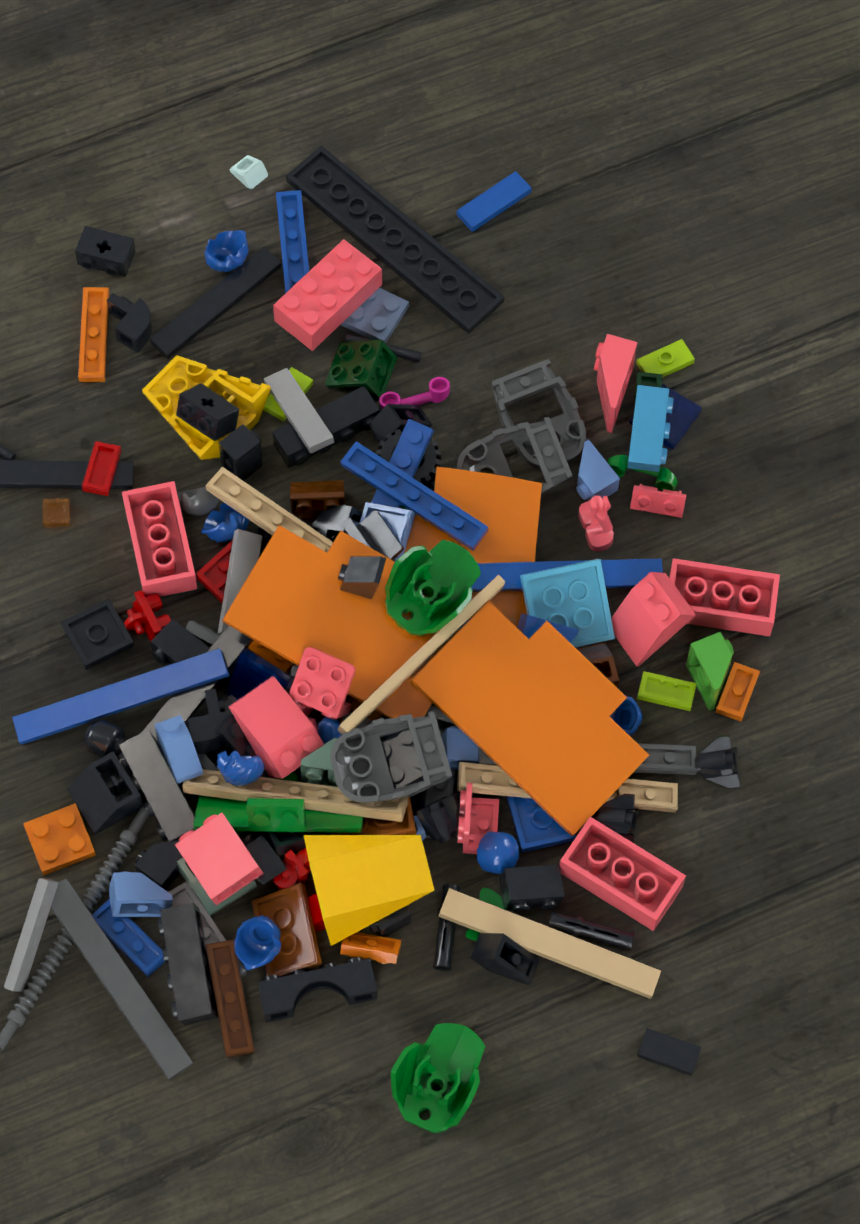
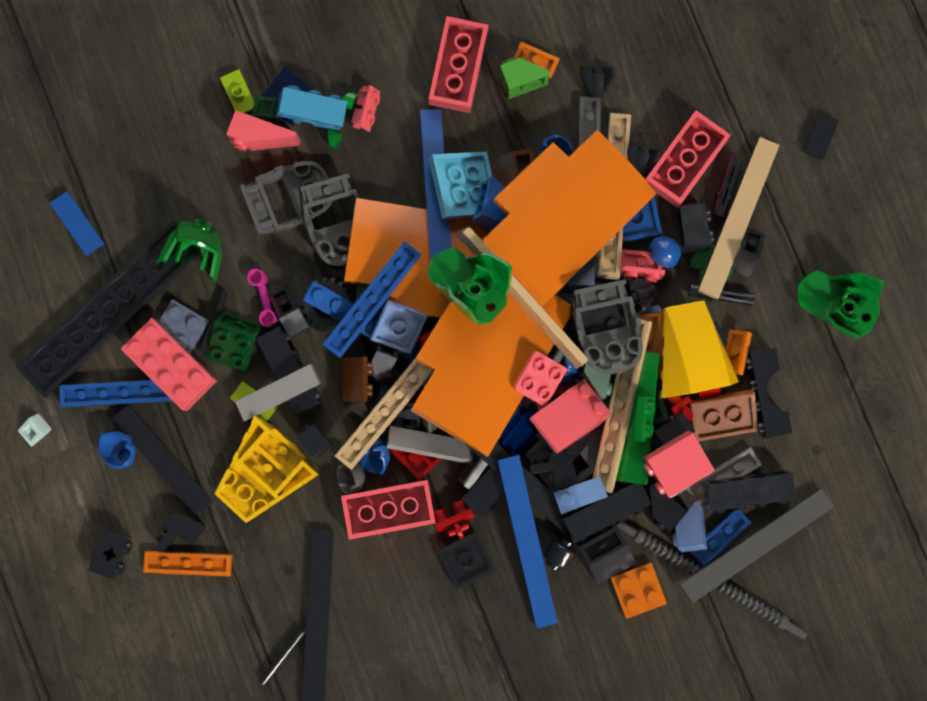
camera: 85 degrees left, 20 degrees up
(31, 935) = (726, 611): light grey tile -> none
(56, 512) = (353, 594): clear orange tile -> none
(101, 468) = (318, 556): red tile -> none
(207, 412) = (278, 467): black brick -> none
(229, 998) = (773, 460): reddish brown tile -> none
(239, 769) = (601, 446): blue hair -> none
(257, 942) = (737, 437): blue hair -> none
(362, 575) = (462, 340): black slope -> none
(375, 534) = (407, 333): panel -> none
(479, 318) = (198, 235): none -> green piece
(595, 474) = (343, 157): medium blue slope -> none
(597, 523) = (378, 159): coral piece -> none
(650, 616) = (478, 119): coral slope -> none
(666, 691) = (533, 114): lime plate -> none

